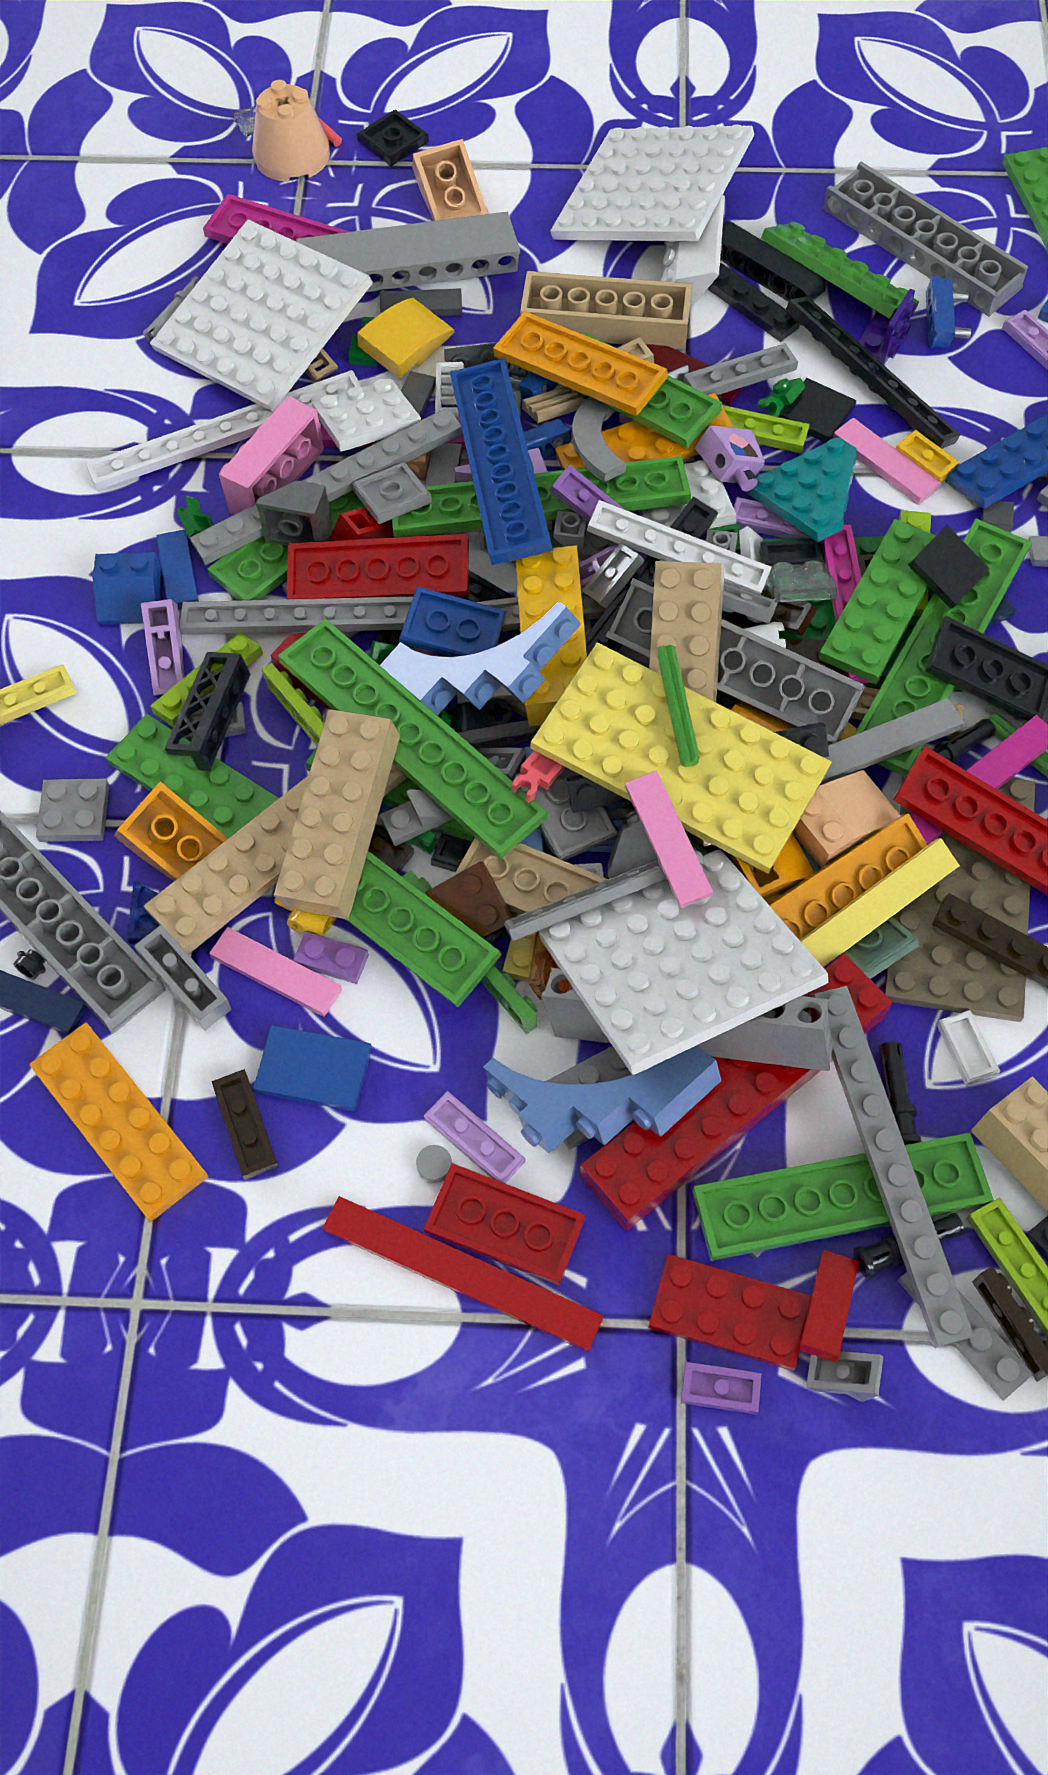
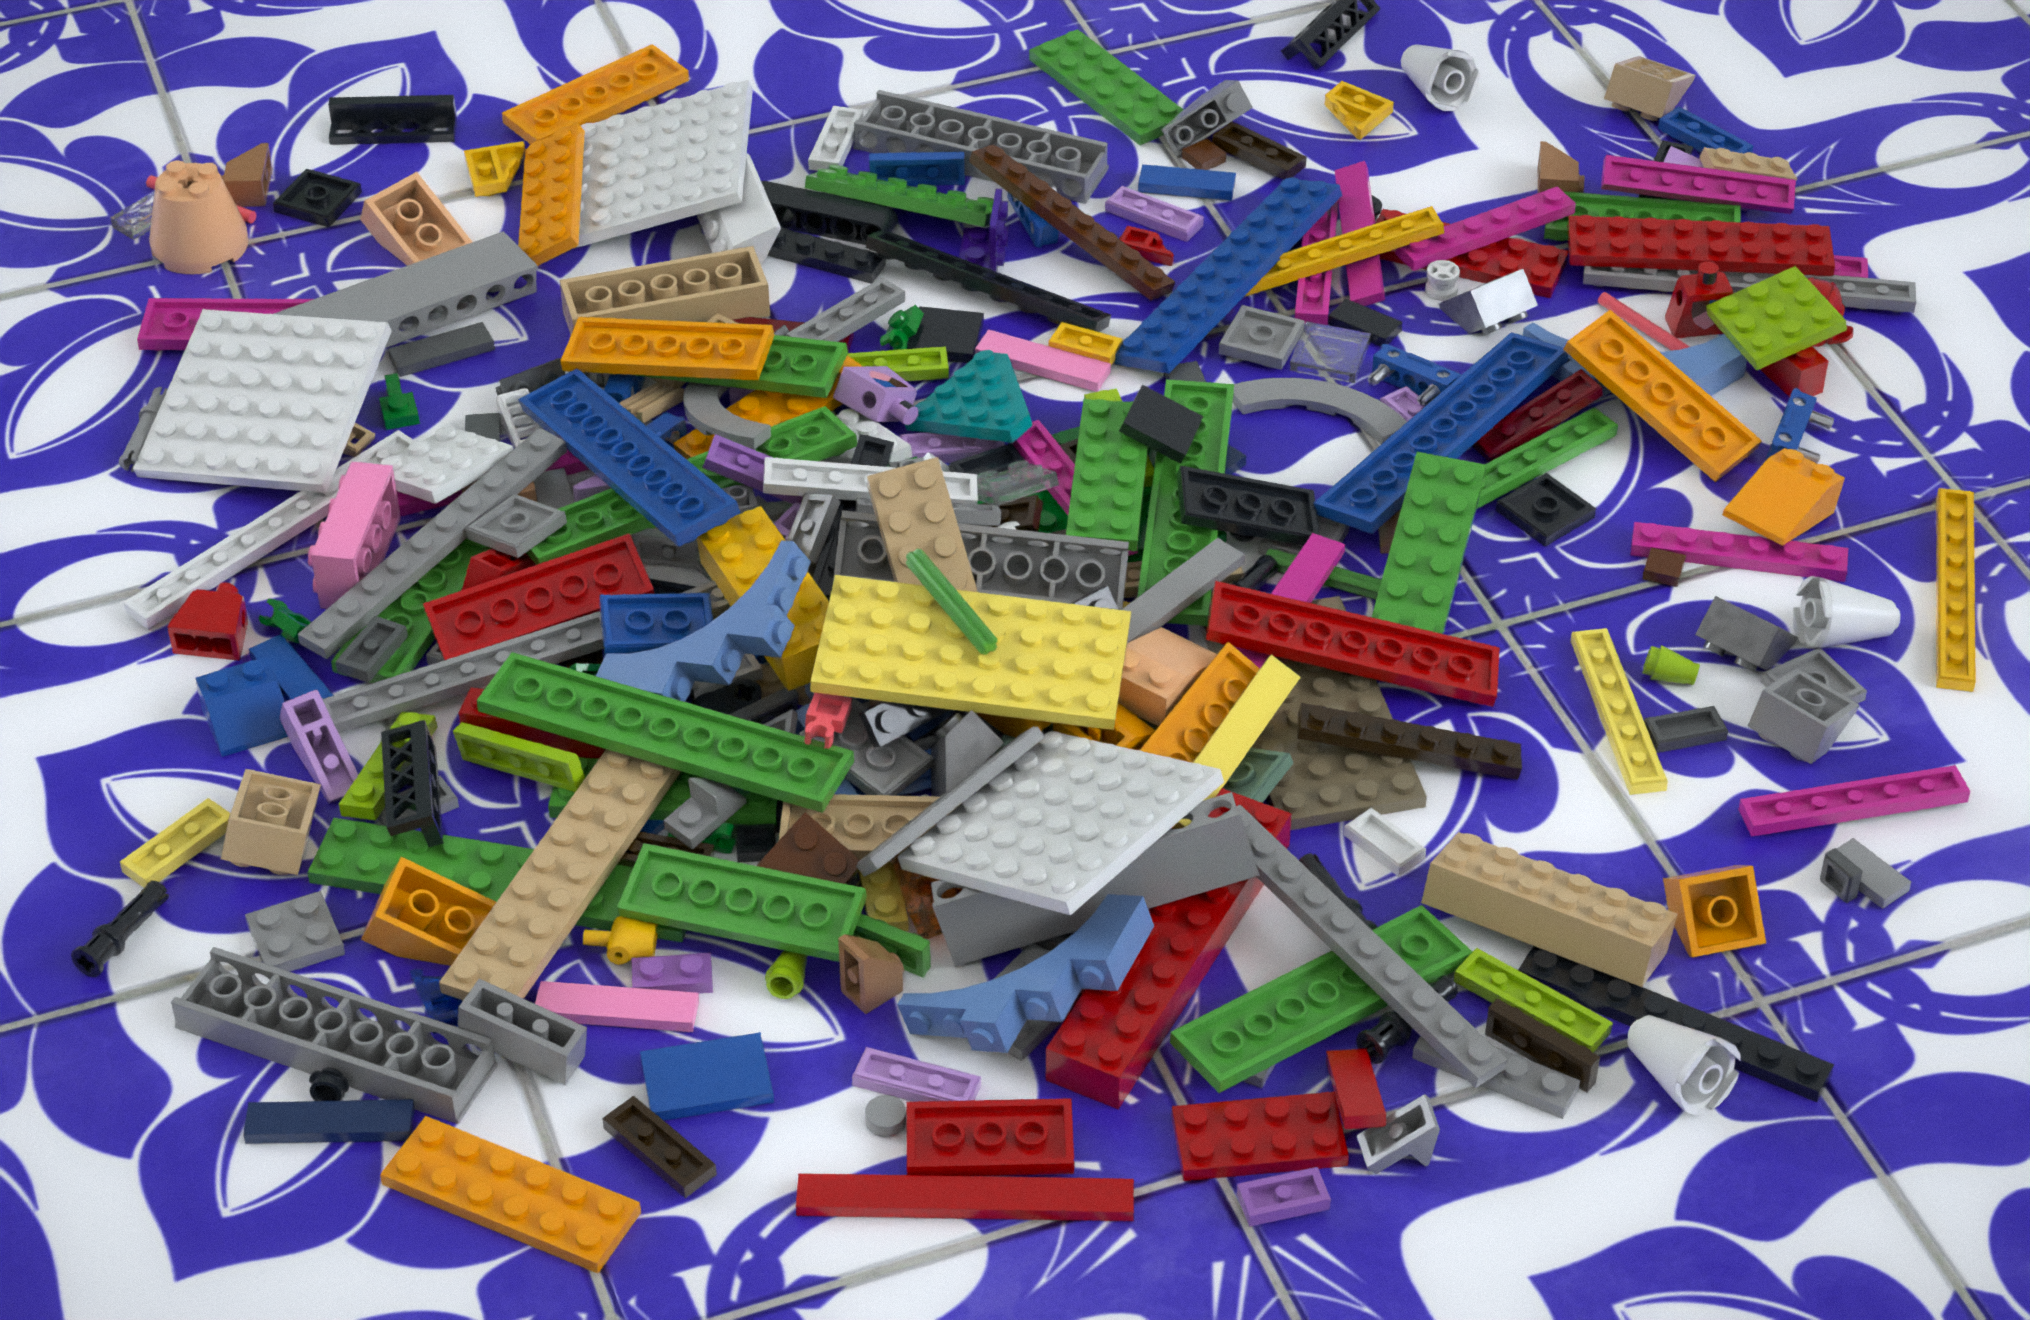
camera: 25 degrees left, 20 degrees down
(95, 702) = (270, 822): none -> tan slope
(139, 503) = (210, 624): none -> red torso
(236, 570) = (371, 649): none -> dark grey plate
(295, 514) = (417, 571): flat silver slope -> none
(337, 814) = (626, 819): tan brick -> none
(348, 105) = (249, 176): none -> medium nougat slope
(403, 336) = (442, 383): yellow slope -> none
(414, 996) = (786, 972): none -> lime cone
(479, 1021) = (868, 972): none -> medium nougat slope
(480, 79) = (393, 116): none -> black fence
(533, 147) = (493, 167): none -> yellow wing
(562, 188) = (552, 194): none -> light orange plate
(639, 104) = (597, 94): none -> light orange plate
(668, 839) = (1000, 720): bright pink tile -> none
(808, 197) = (835, 138): none -> white plate
(864, 244) = (920, 167): none -> blue plate
(965, 336) = (1072, 222): none -> reddish brown plate
(1019, 373) = (1148, 244): none -> red tile

